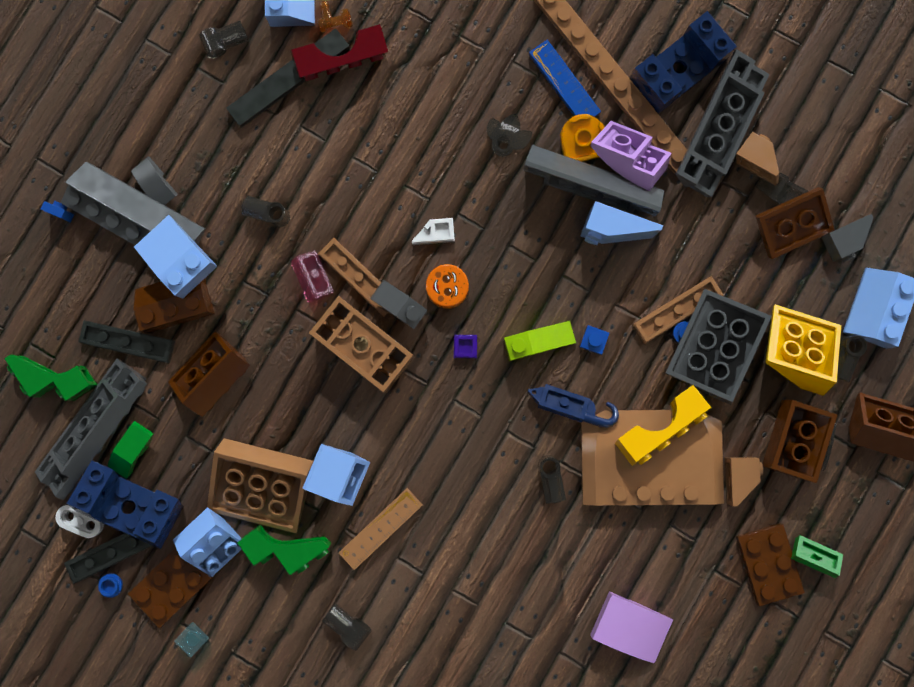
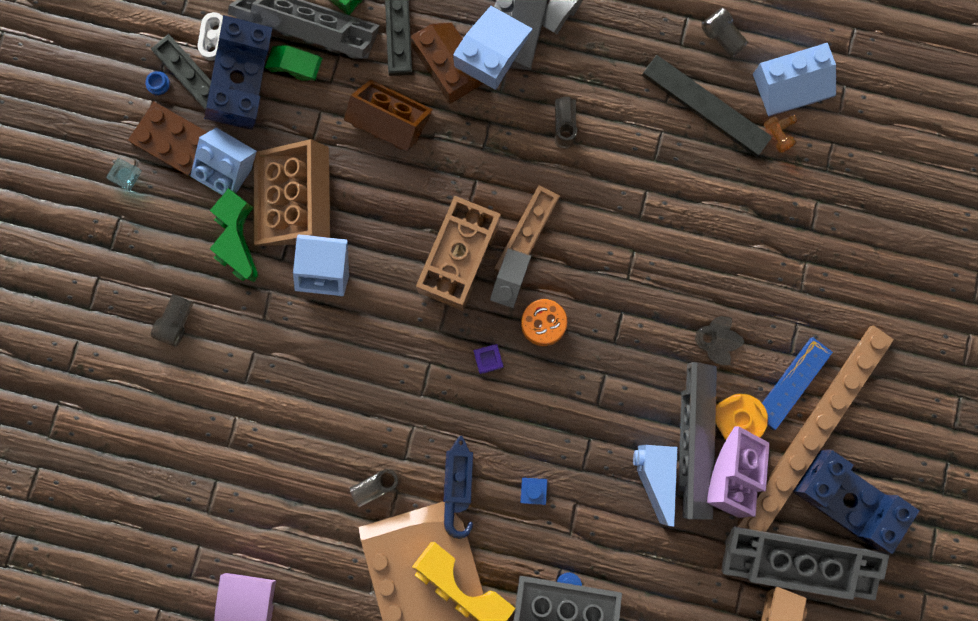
camera: 65 degrees right, 5 degrees down
(311, 61) = (764, 172): dark red arch -> none
(312, 276) = (514, 186): clear pink slope -> none
(380, 528) = (280, 326): medium nougat tile -> none
(436, 232) = (596, 295): white tile -> none
(539, 340) = (516, 433): lime slope -> none
(673, 311) = (588, 567): medium nougat tile -> none

